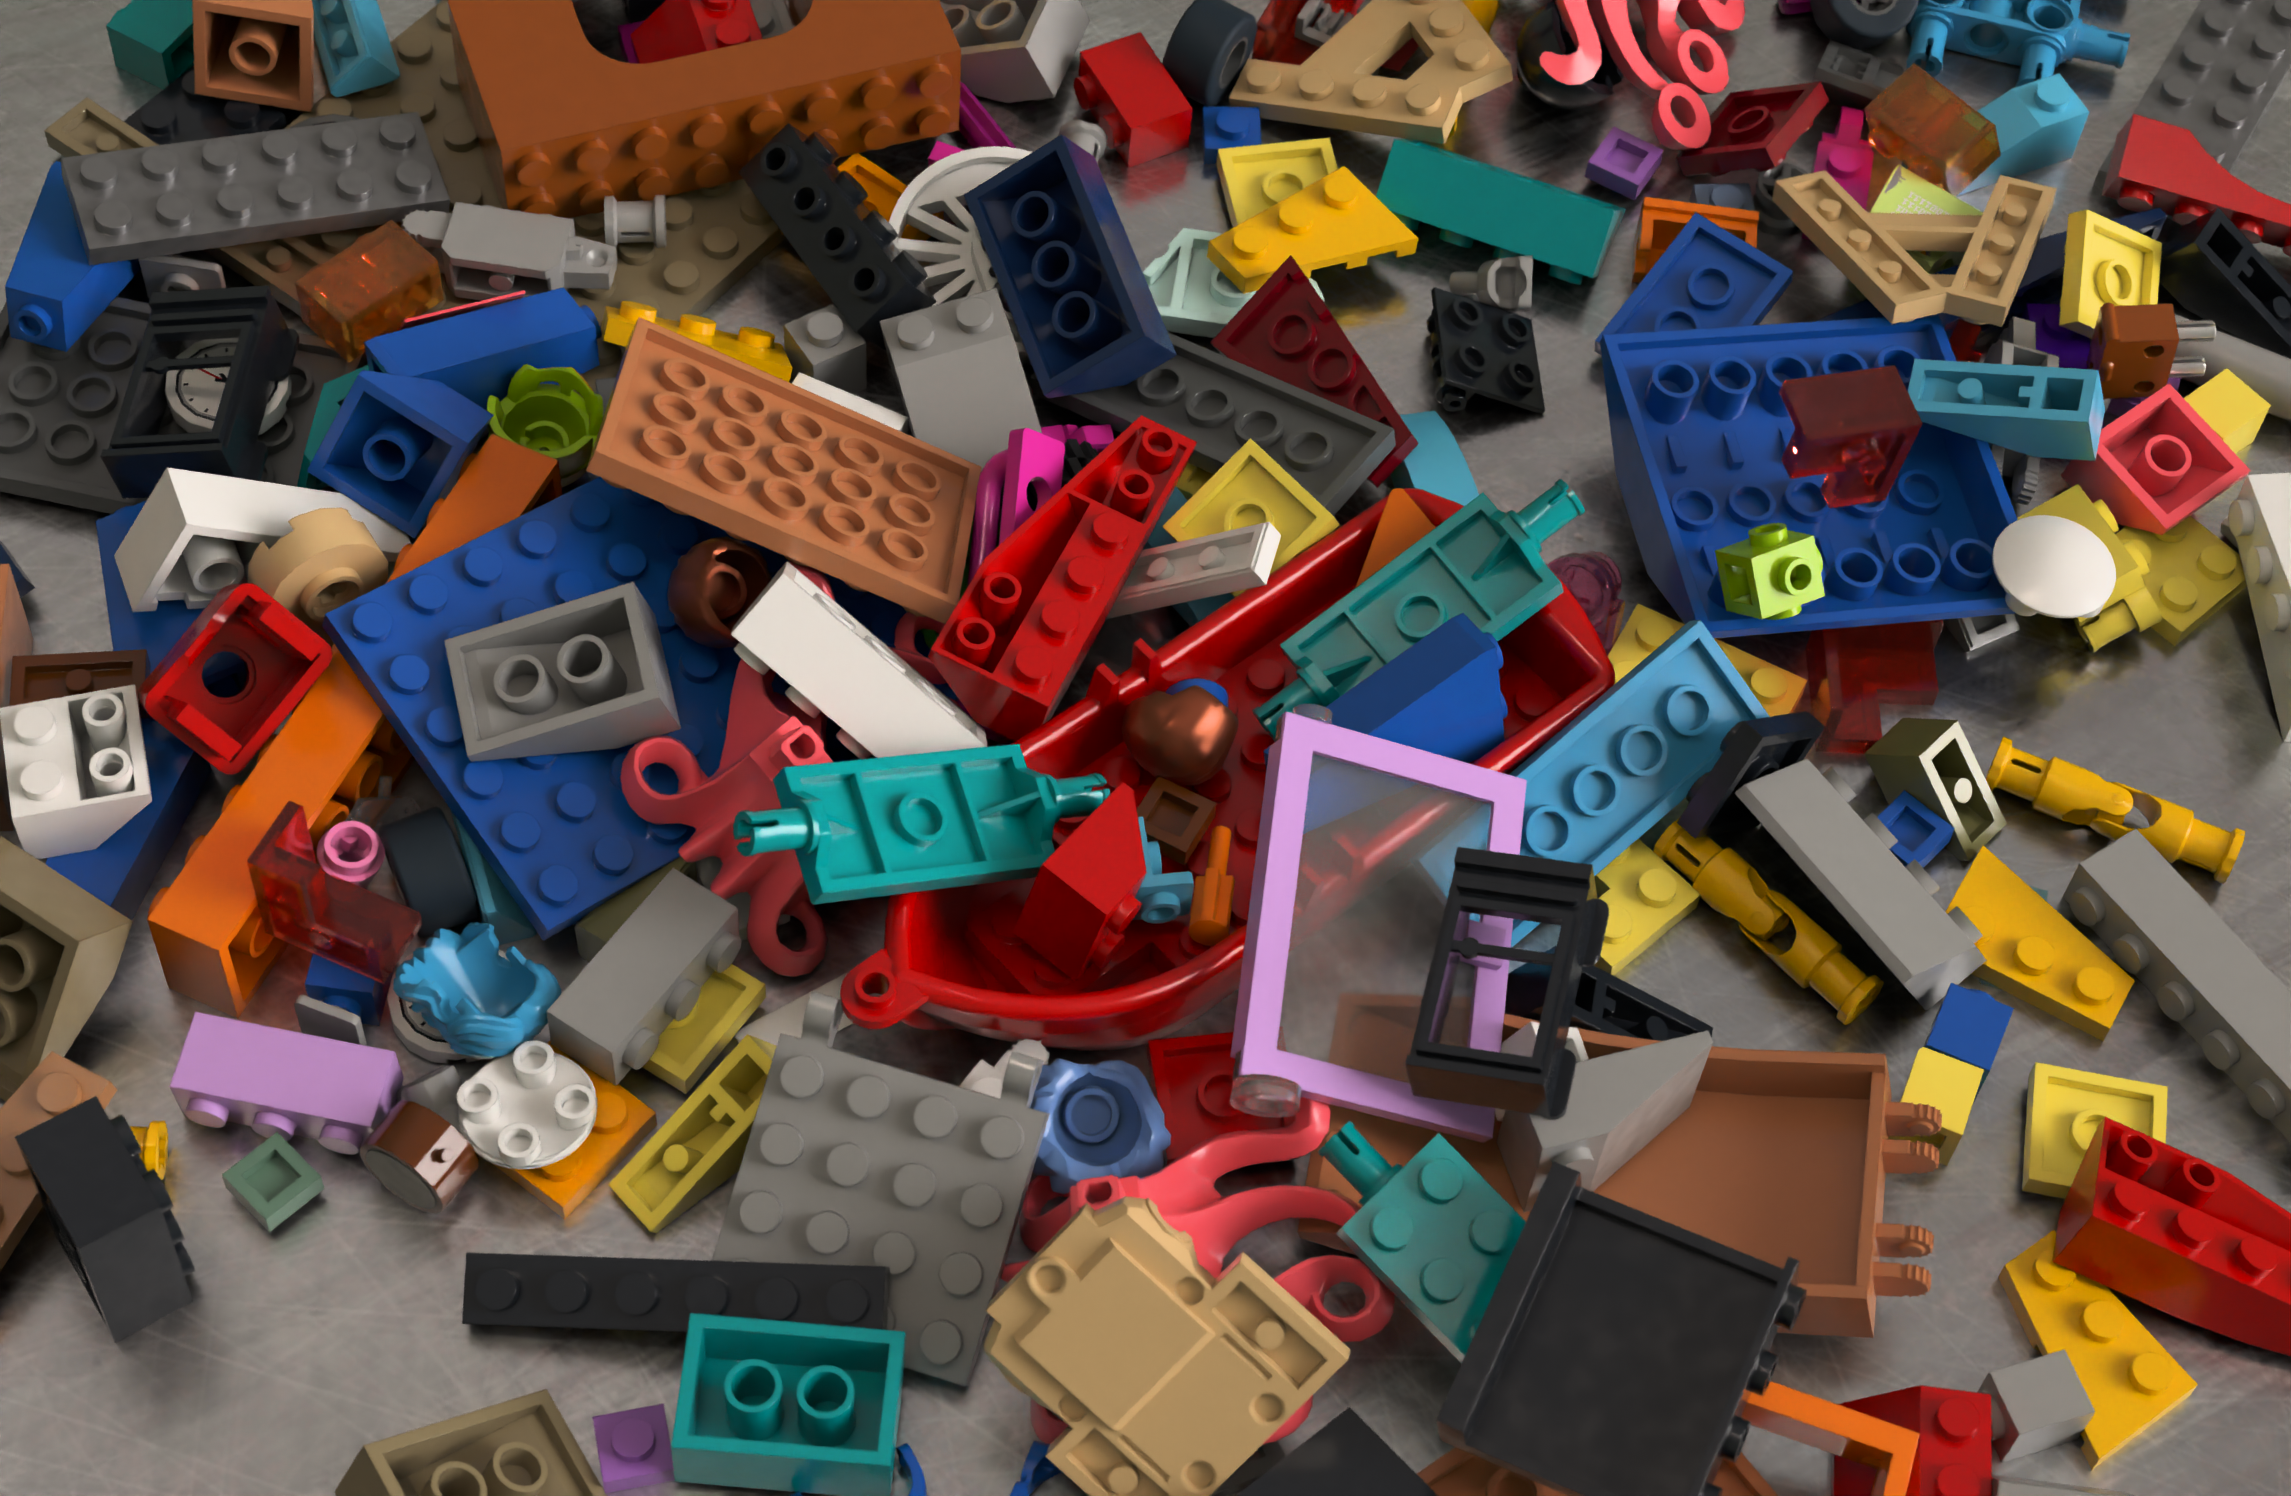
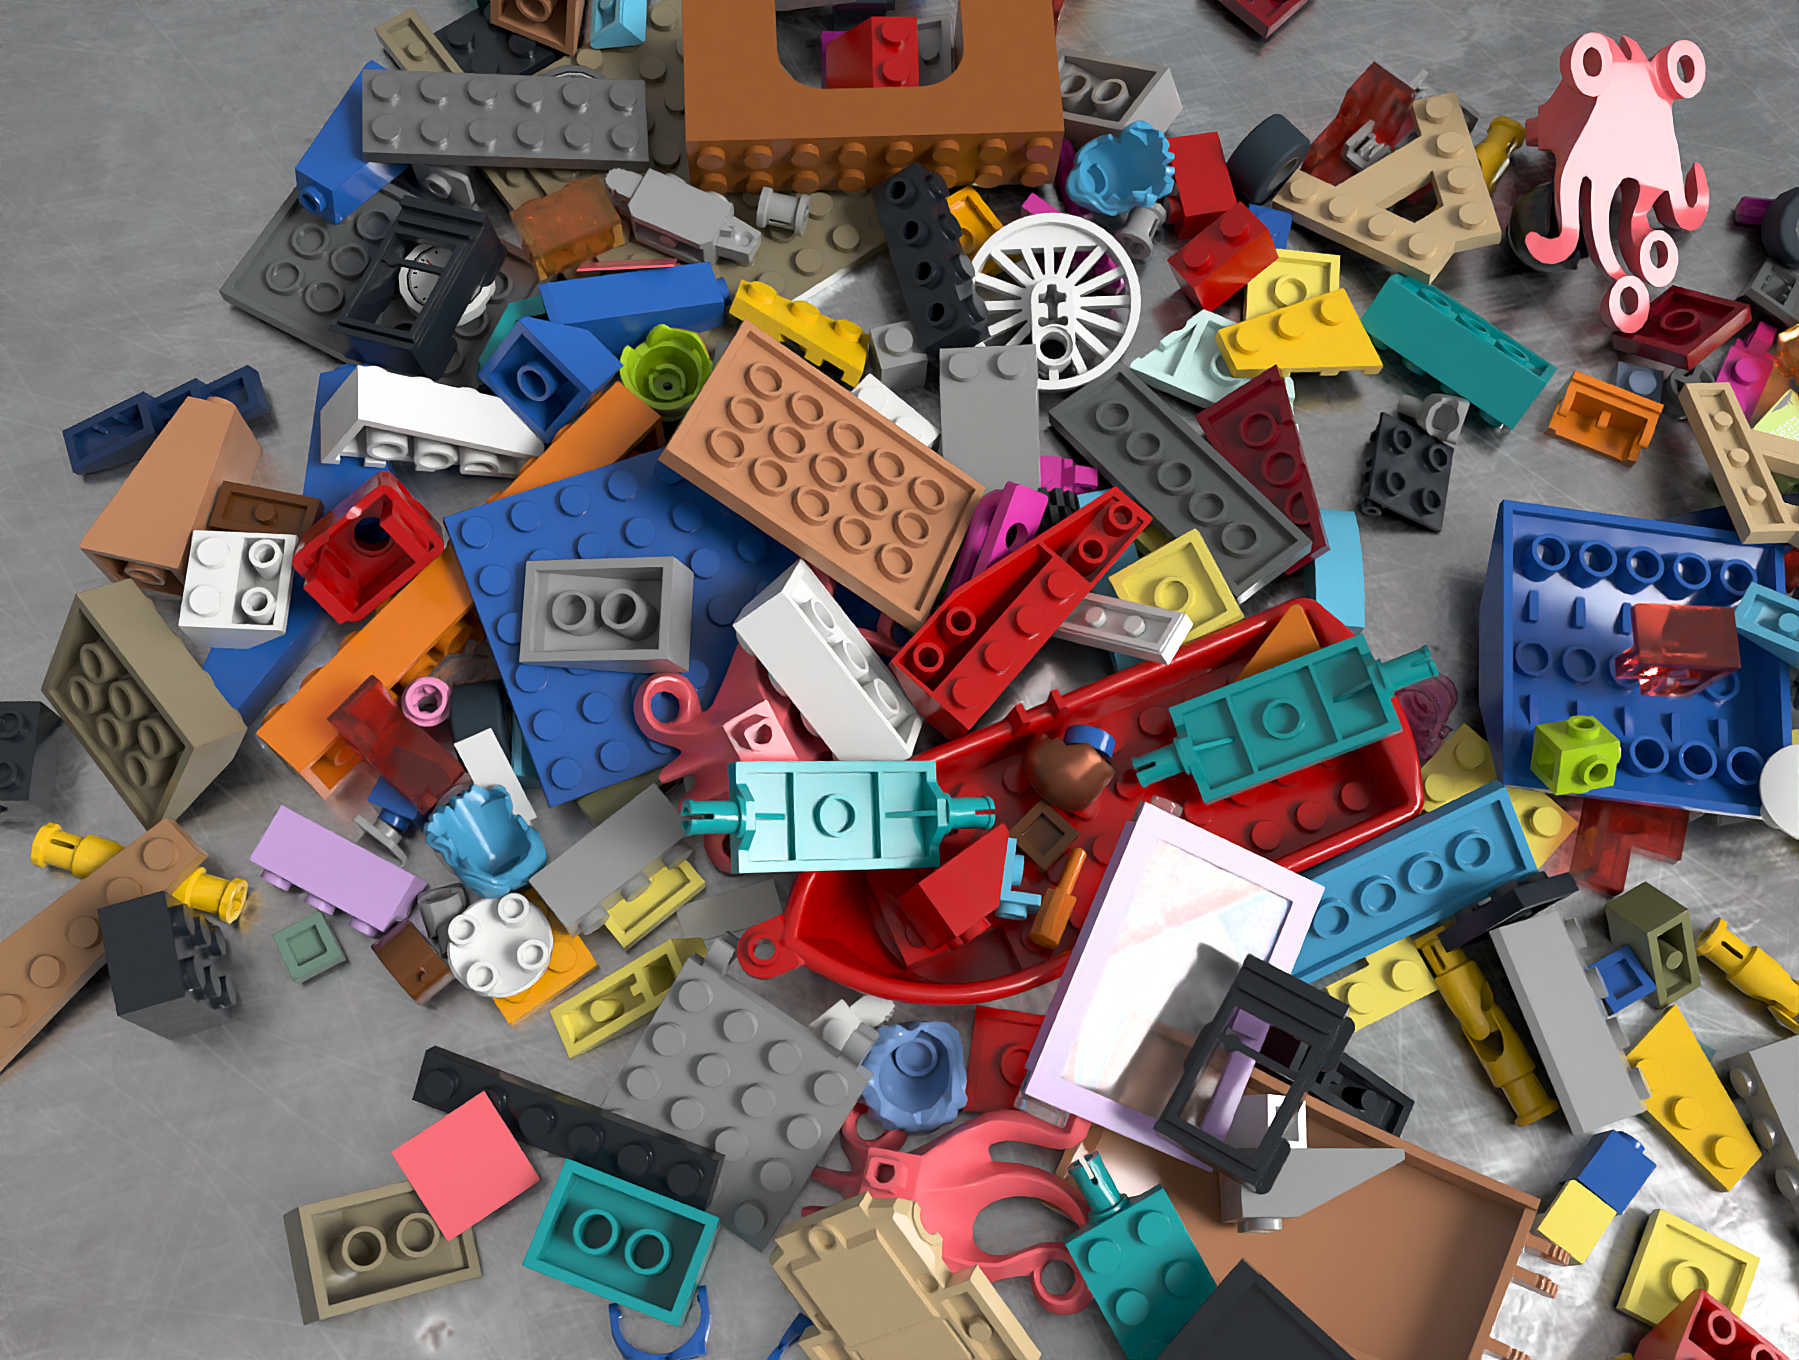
camera: 15 degrees right, 15 degrees up
(319, 565) = (458, 469): tan piece -> none
(451, 901) = (490, 767): none -> white sticker
(559, 1370) = (465, 1166): none -> coral piece
(634, 1448) = (508, 1232): medium lavender plate -> none
(715, 589) = (744, 564): copper hair -> none
(1041, 94) = (1122, 172): none -> dark azure hair
(1069, 272) = (1098, 339): dark blue slope -> none
(1190, 163) = (1223, 258): none -> red brick
(1433, 695) = (1260, 802): blue slope -> none
(1624, 163) = (1568, 330): medium lavender plate -> none
(1702, 283) = (1592, 467): blue plate -> none

